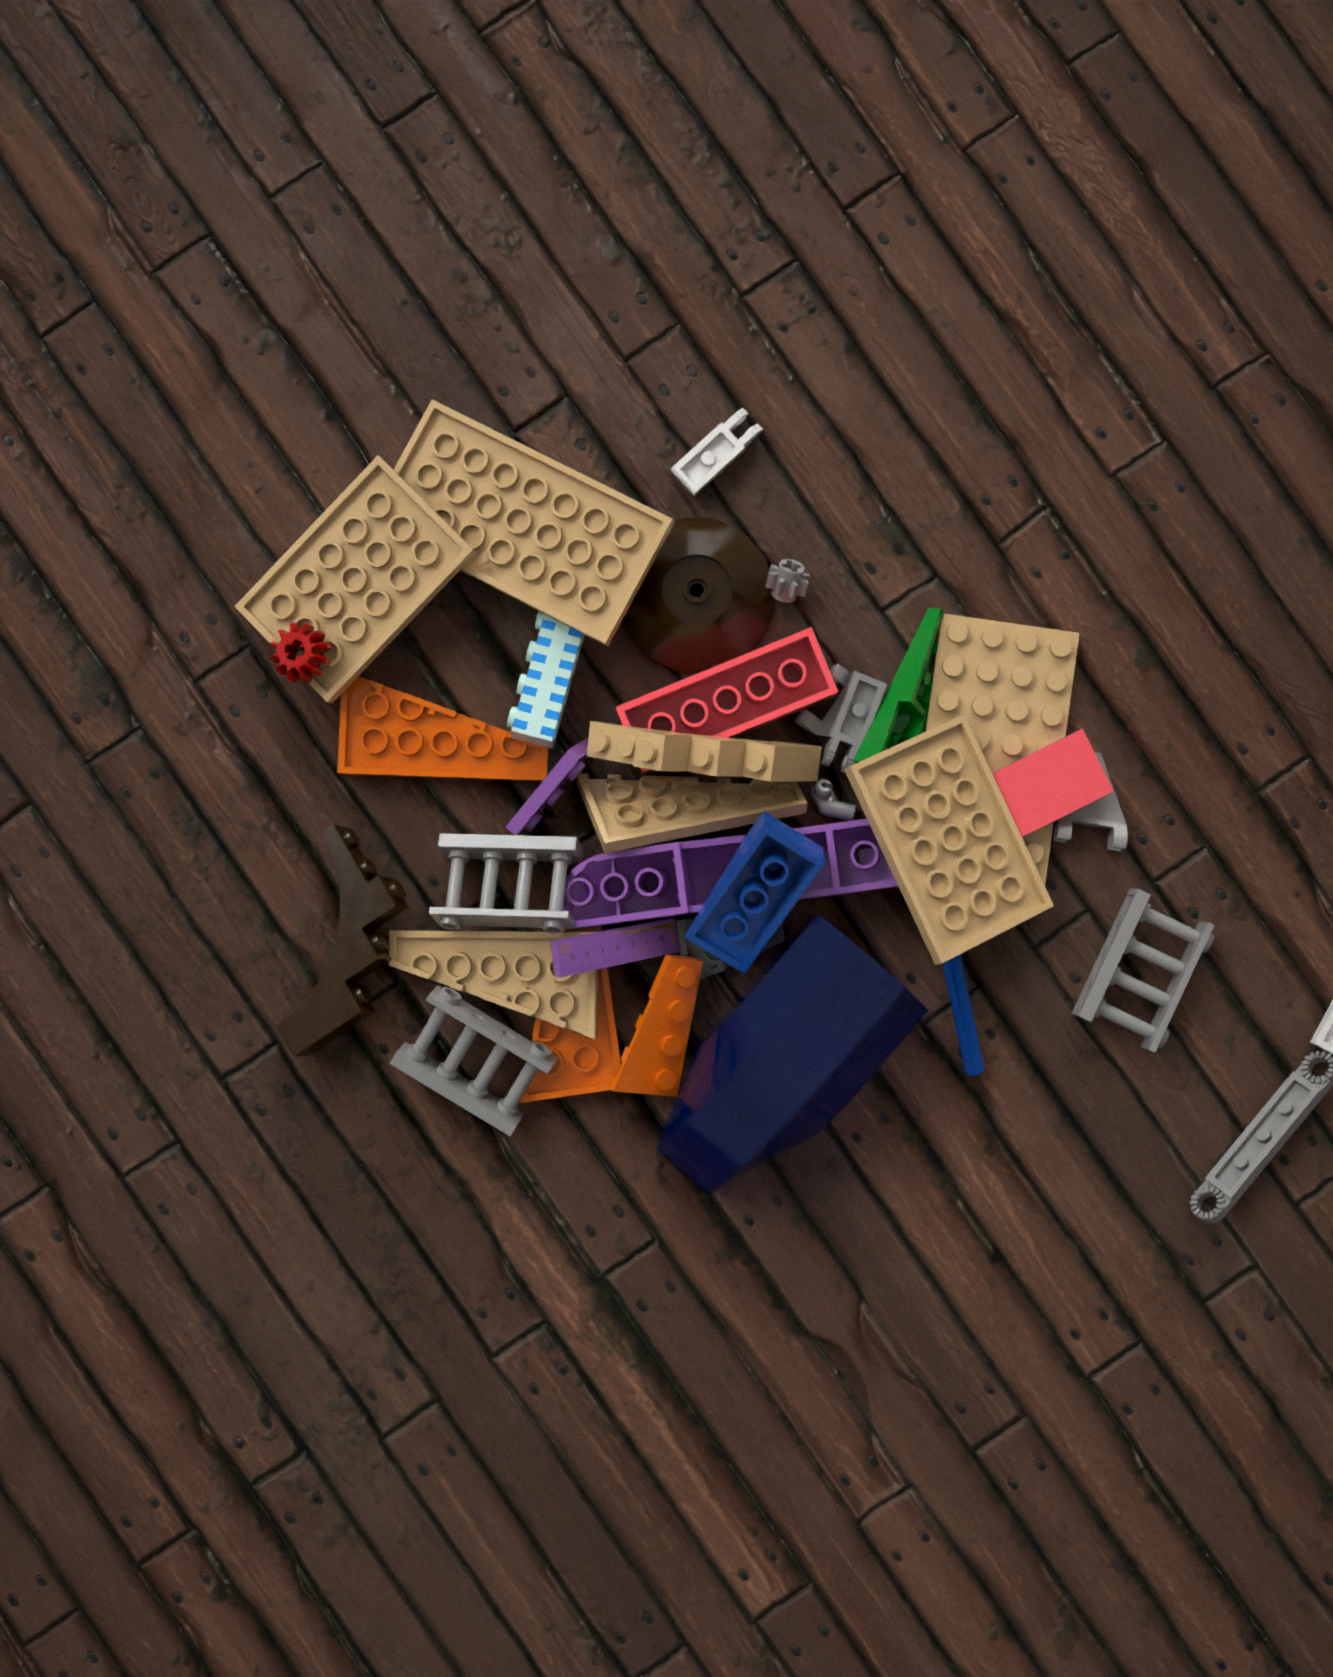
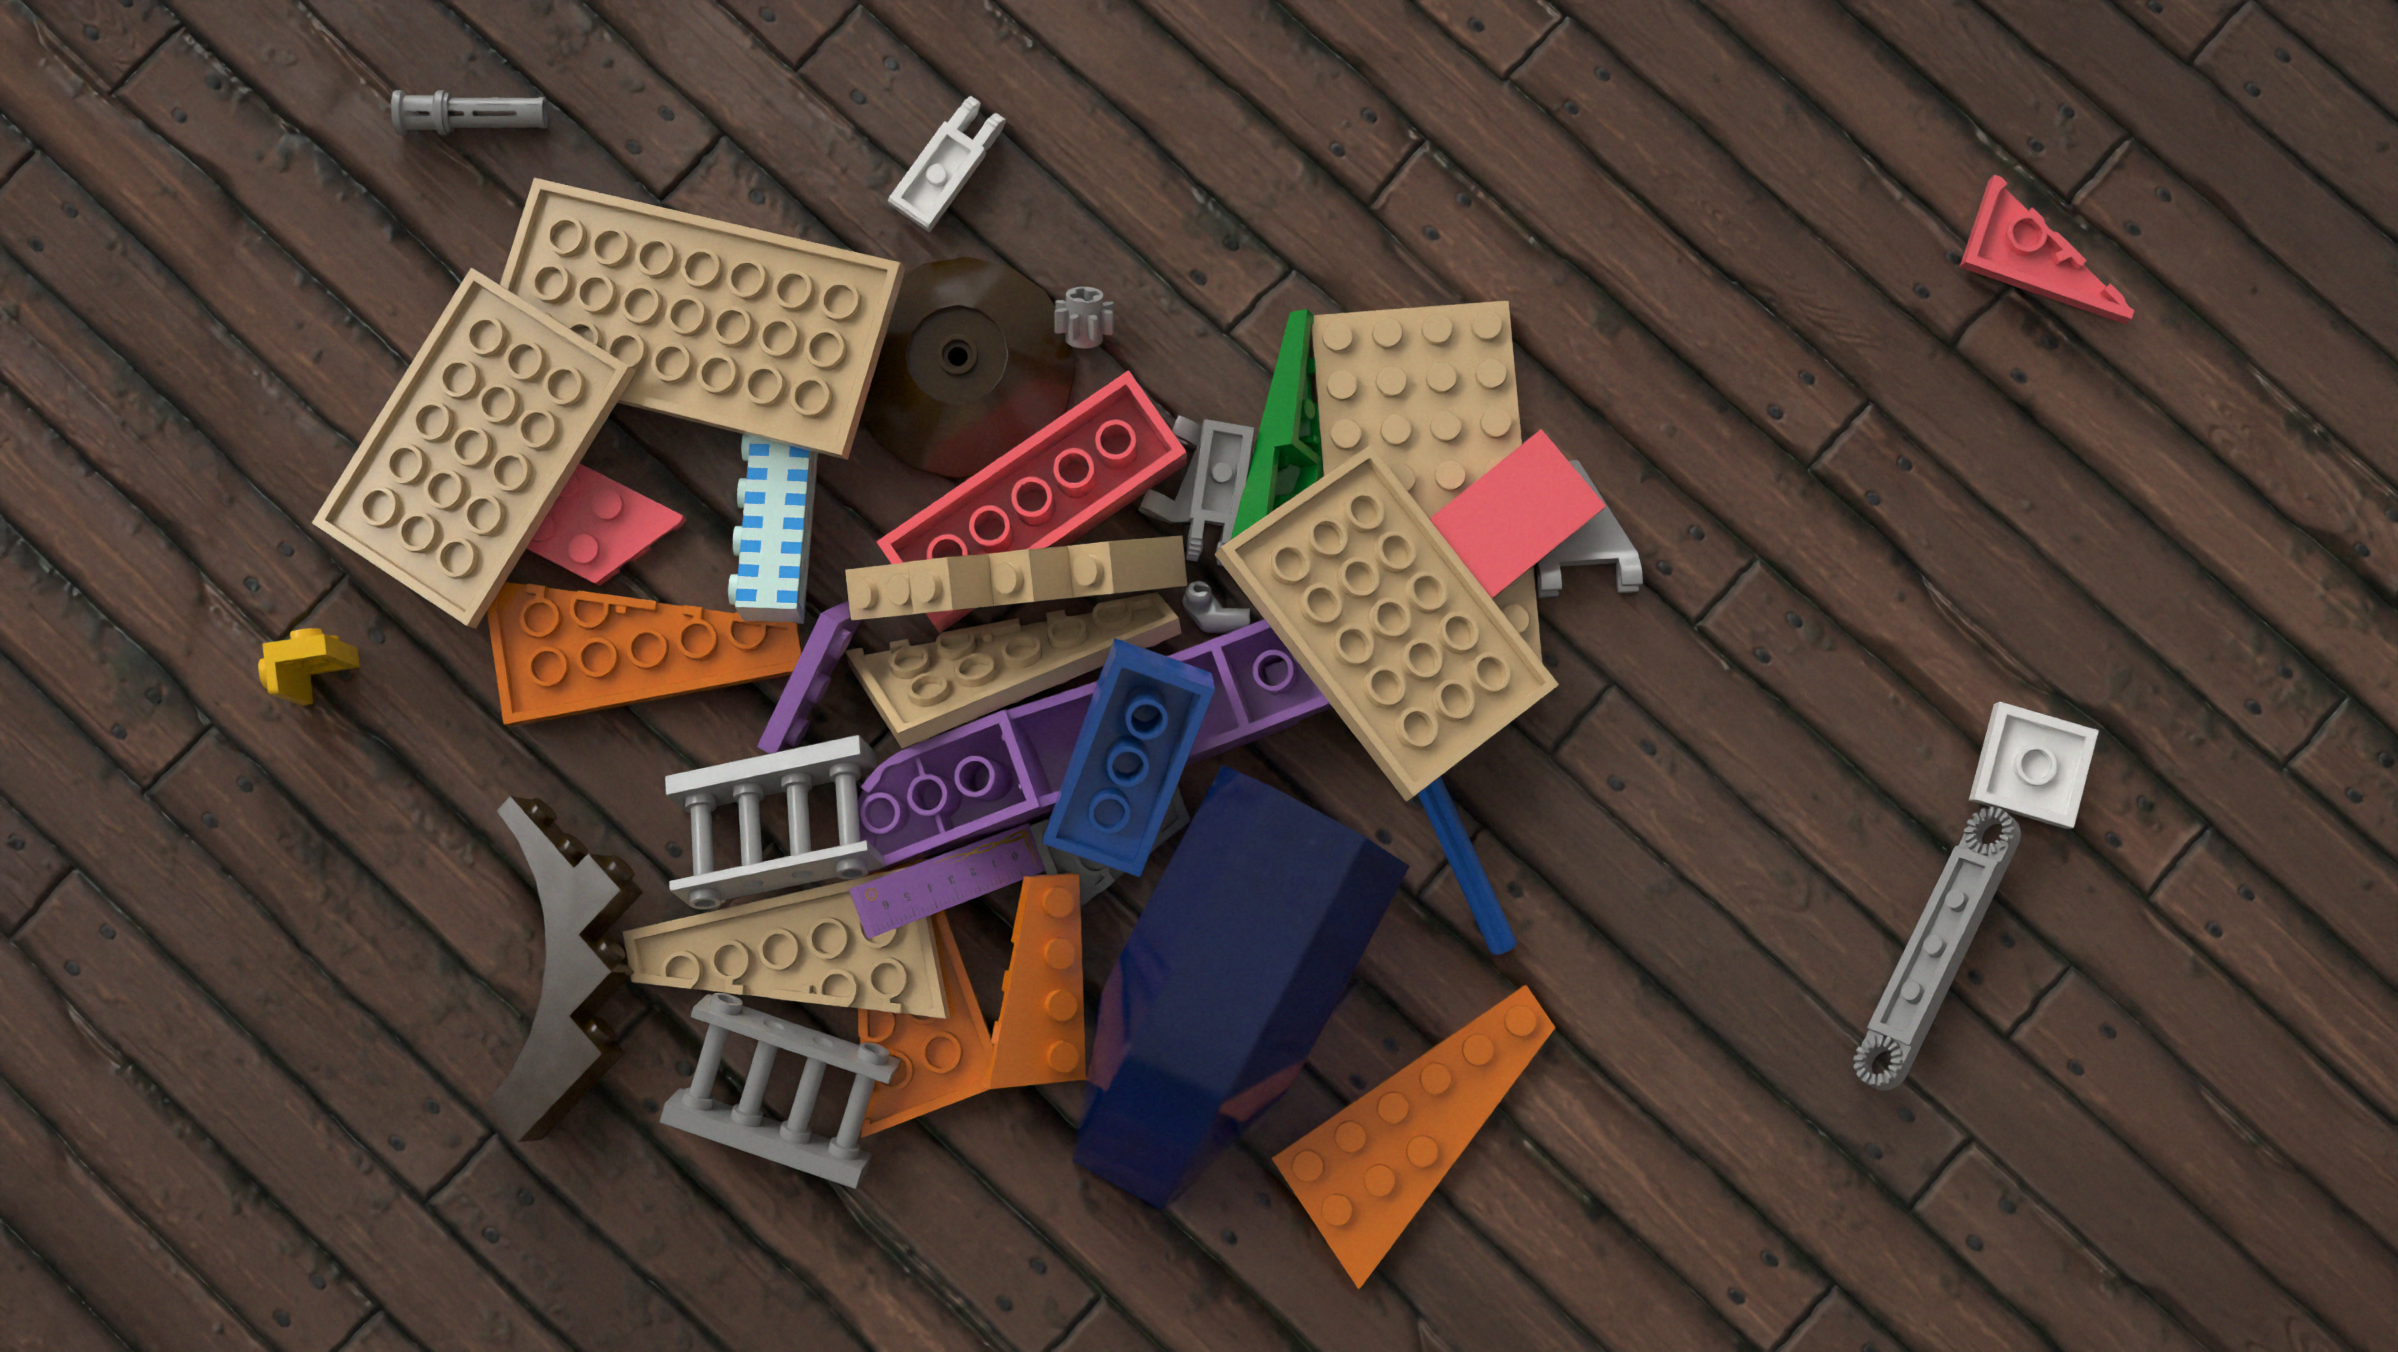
camera: 10 degrees left, 5 degrees down
(202, 700) = (290, 662): none -> yellow bracket
(297, 639) = (408, 545): red gear -> none
(377, 343) = (443, 116): none -> light grey pin
(429, 651) = (600, 526): none -> coral wing
(871, 1185) = (1391, 1147): none -> orange wing
(1107, 971) = (1660, 764): light grey fence -> none

